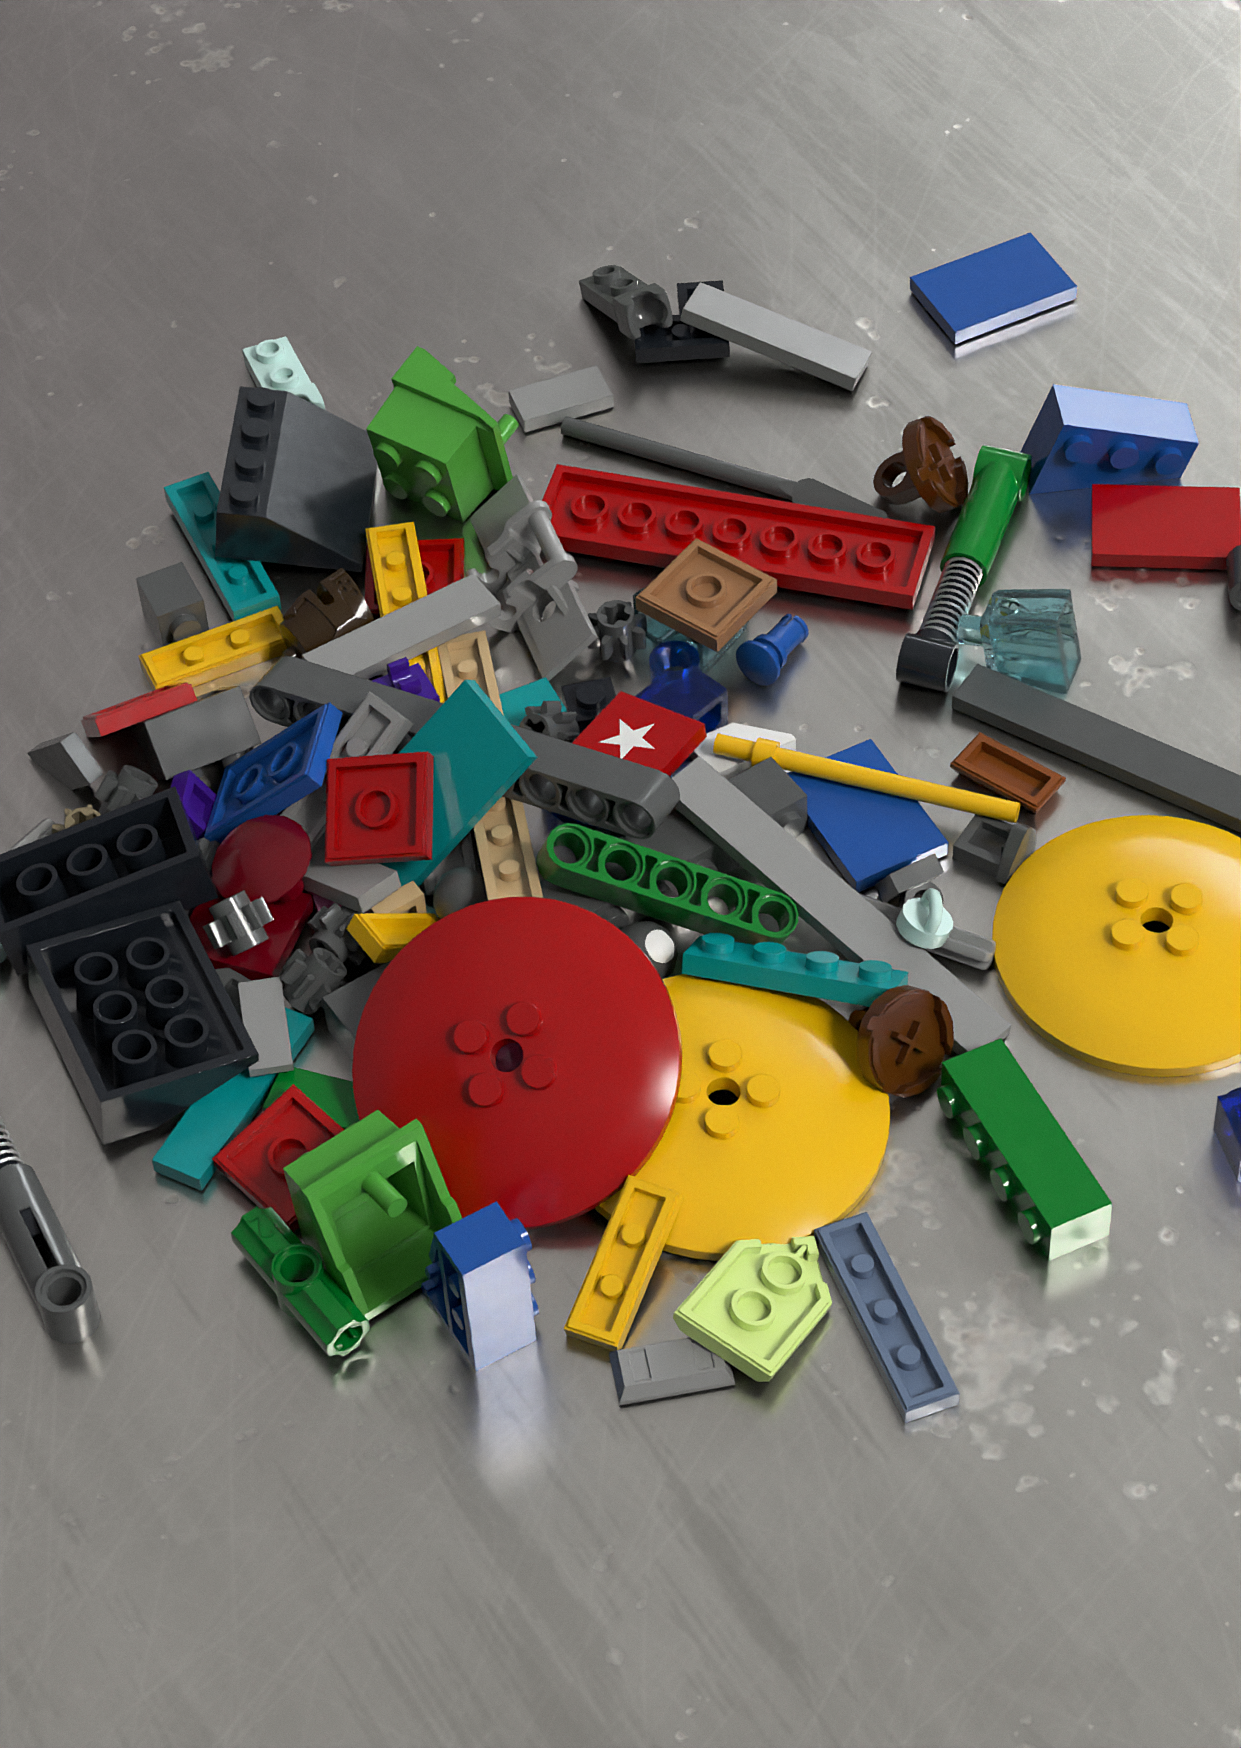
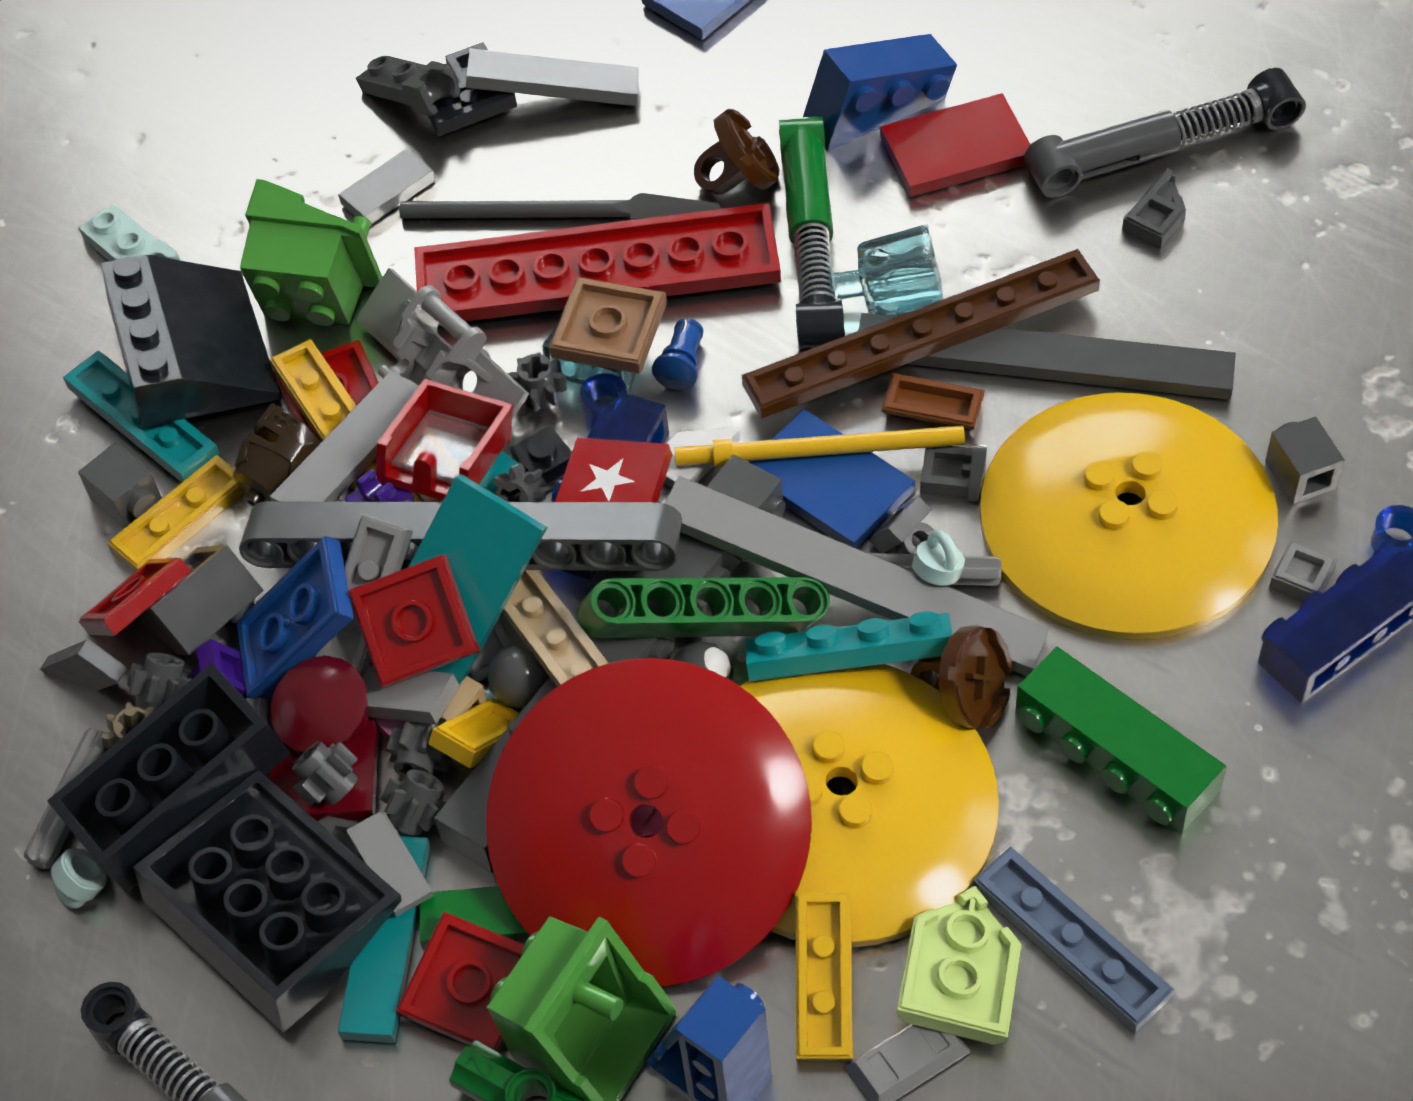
camera: 20 degrees left, 5 degrees up
(494, 644) = (441, 437): none -> red window
(1028, 700) = (919, 333): none -> reddish brown tile

